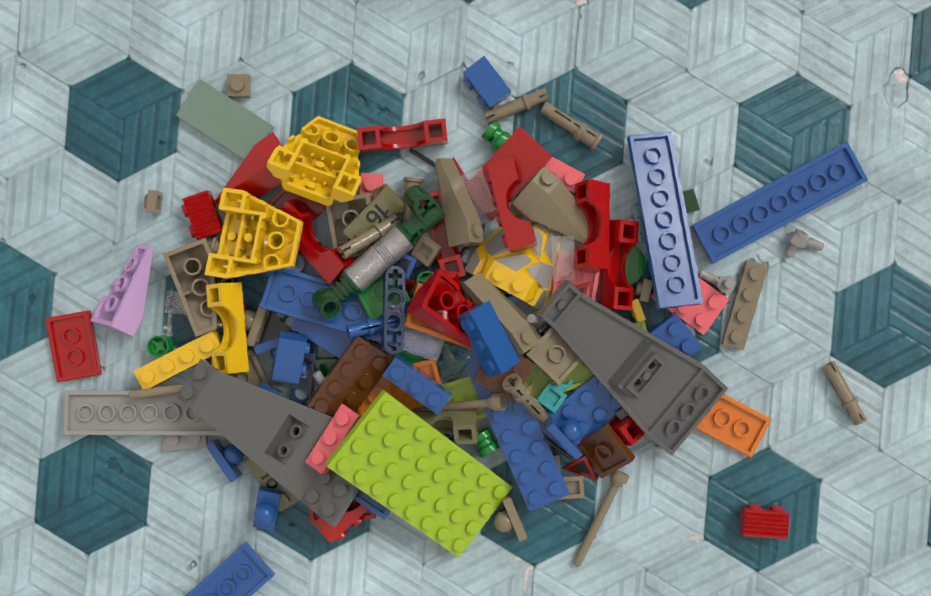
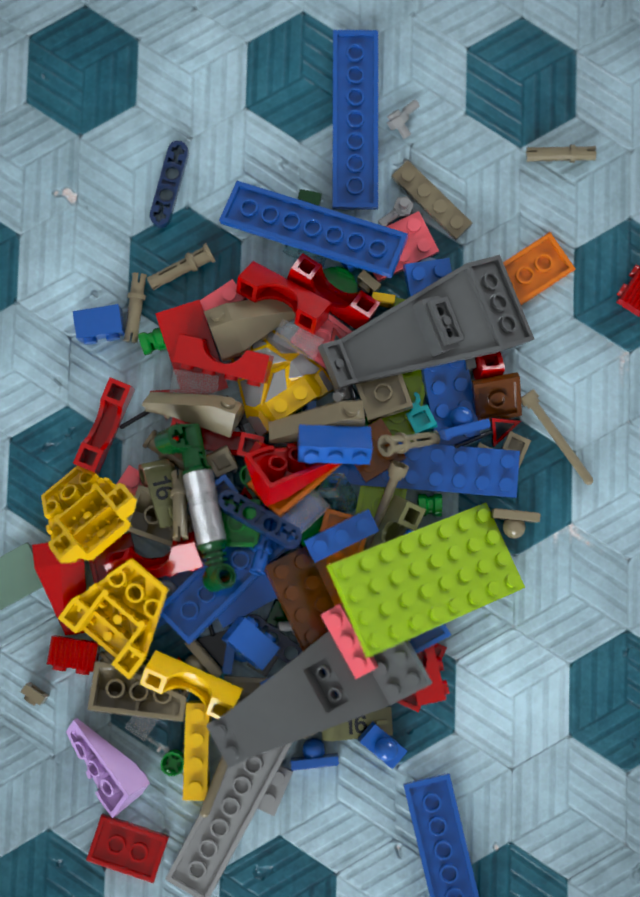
camera: 65 degrees left, 5 degrees down
(636, 72) = (169, 184): none -> dark blue beam

